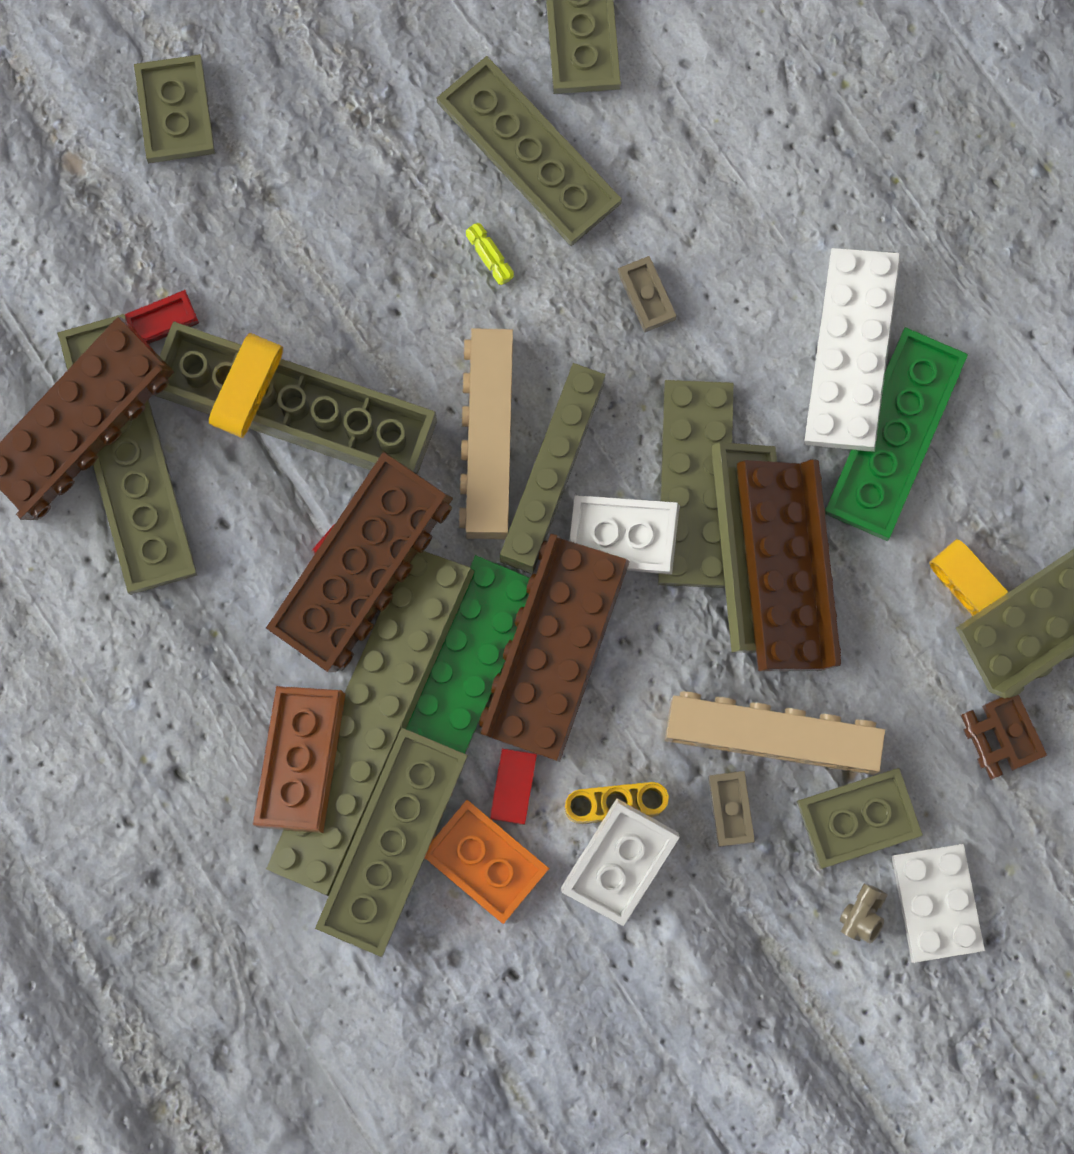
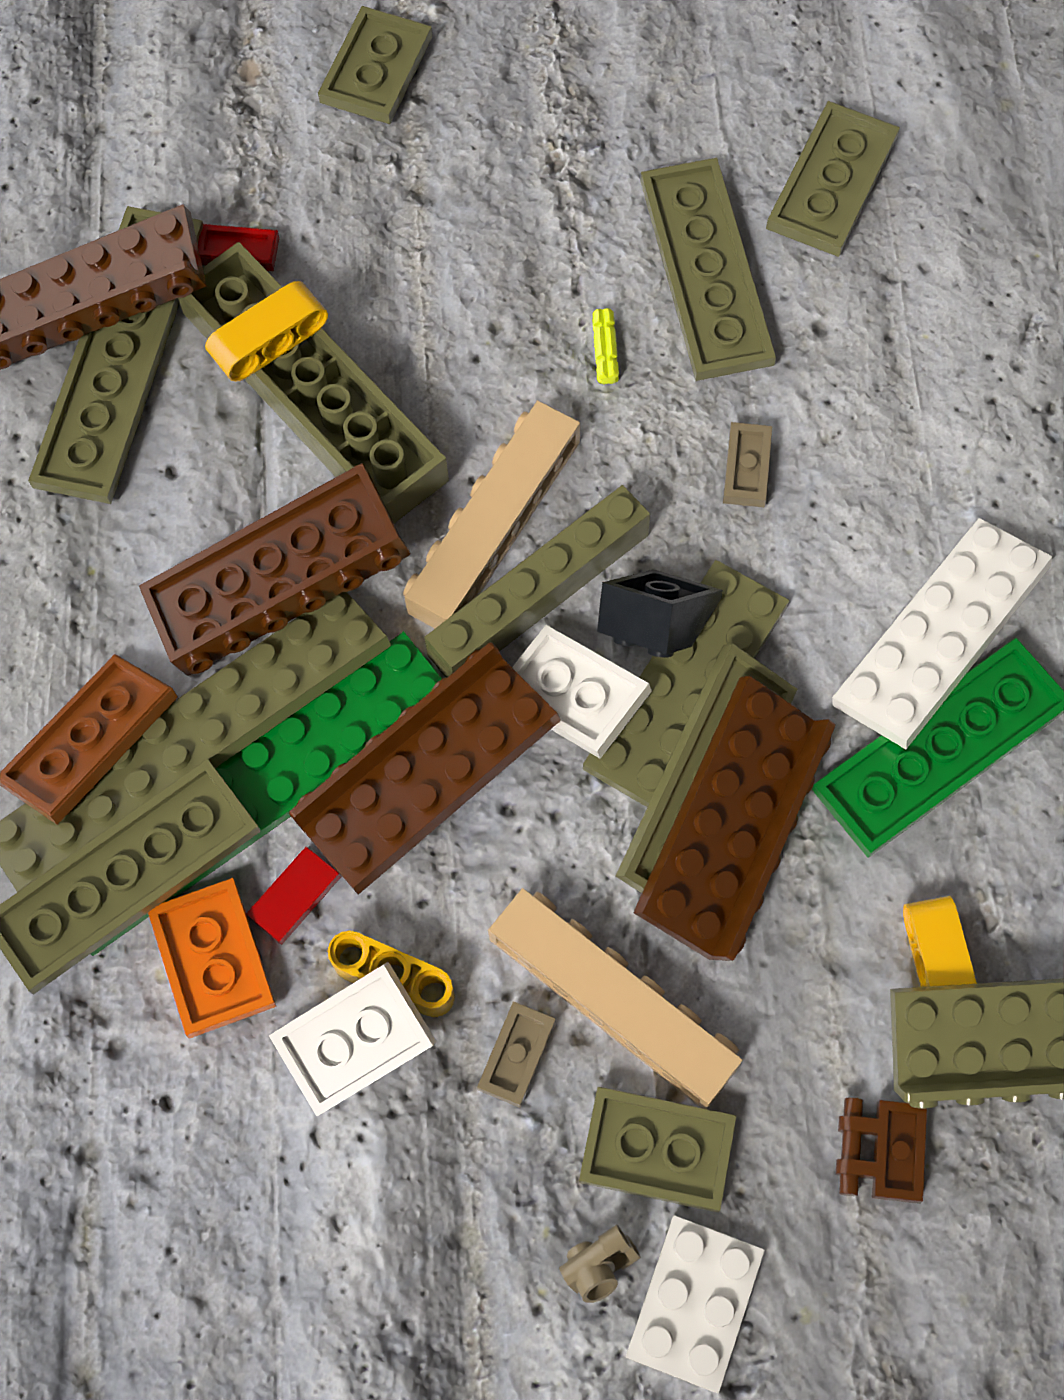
camera: 35 degrees right, 10 degrees down
(649, 443) = (655, 611): none -> black slope

